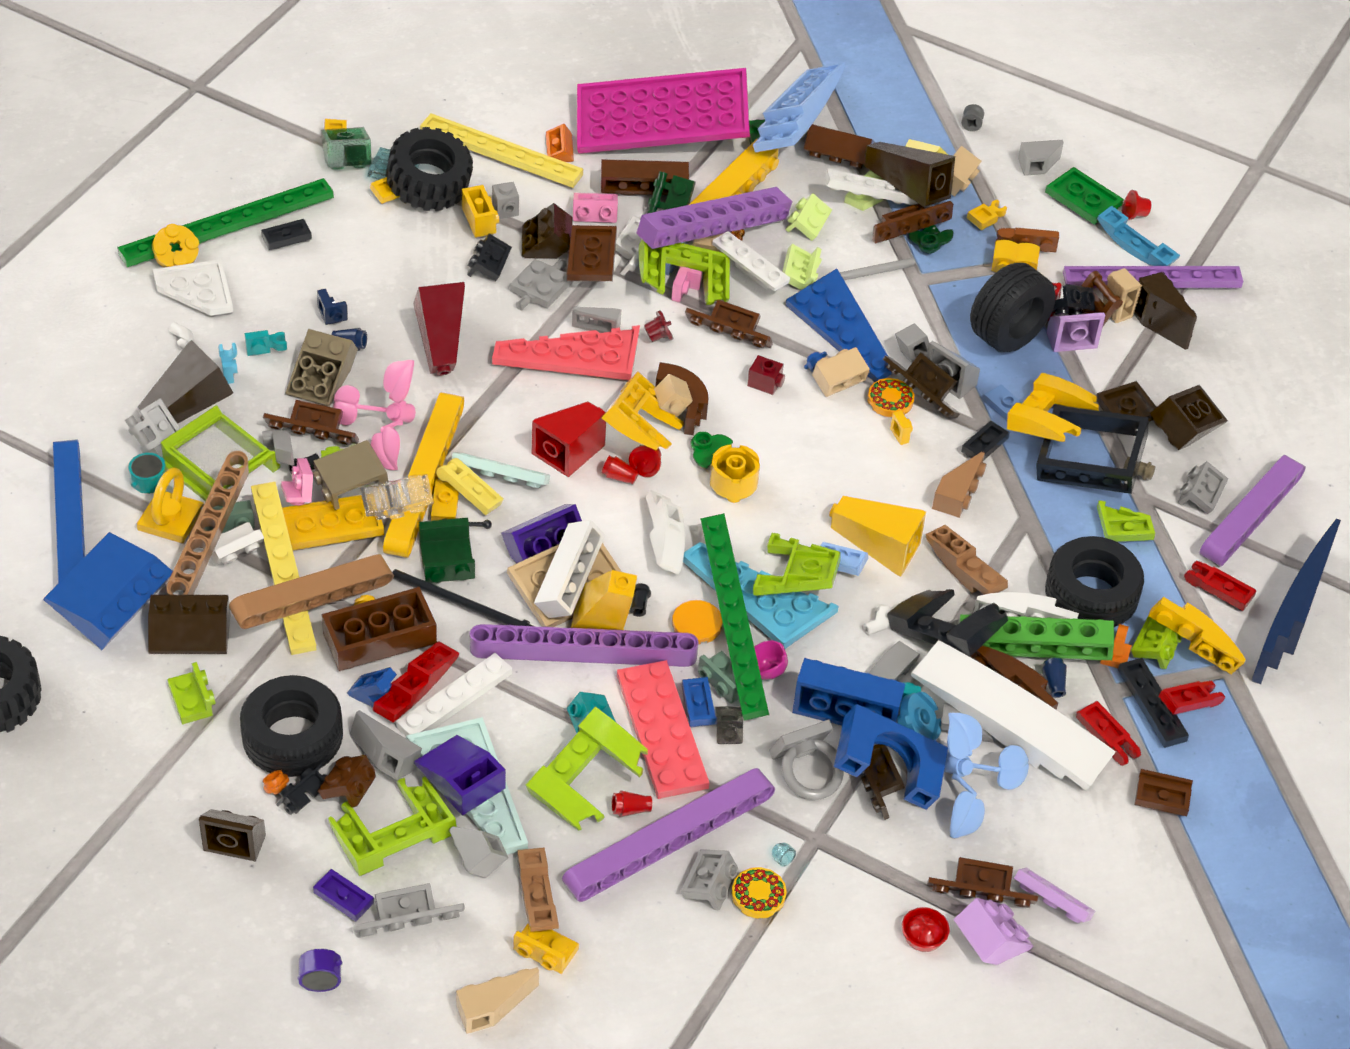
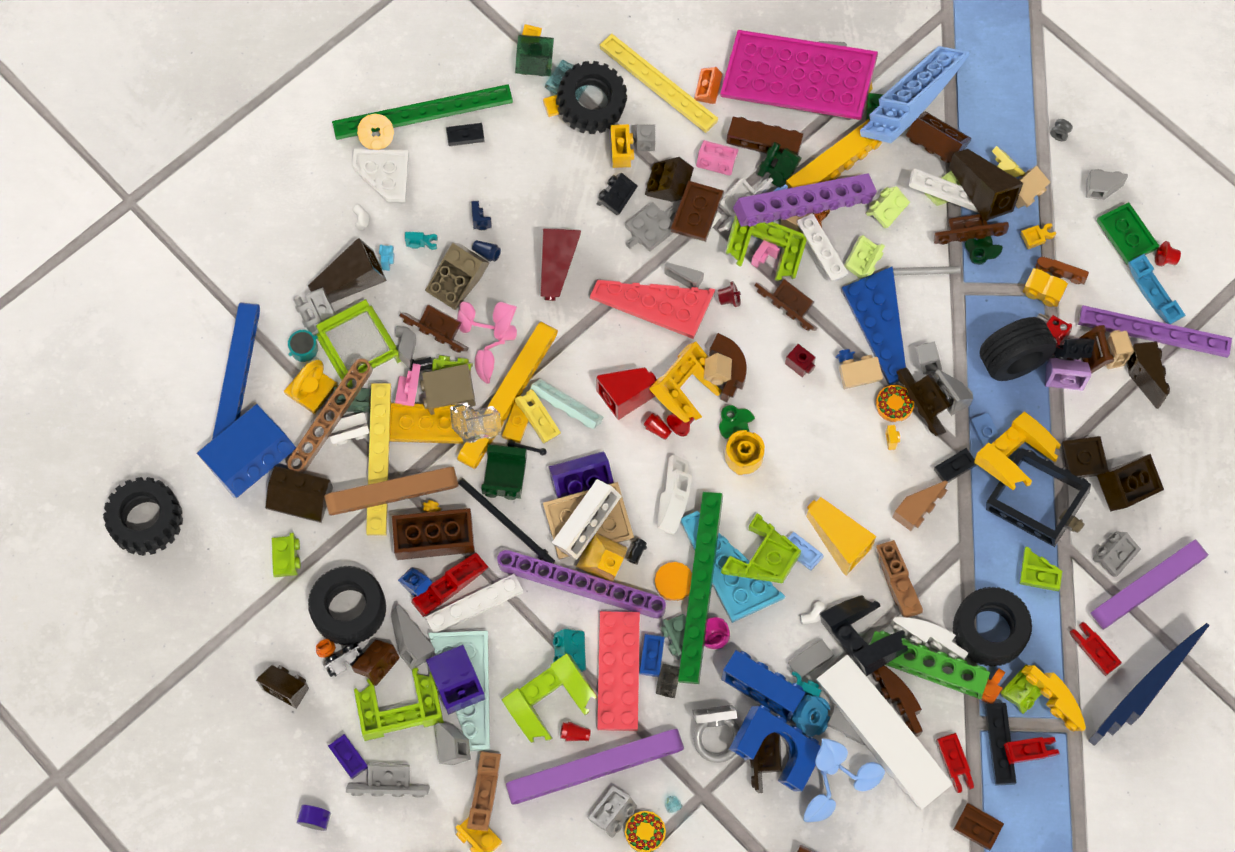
camera: 20 degrees right, 20 degrees up
(1055, 673) = (932, 702): dark blue cone -> none

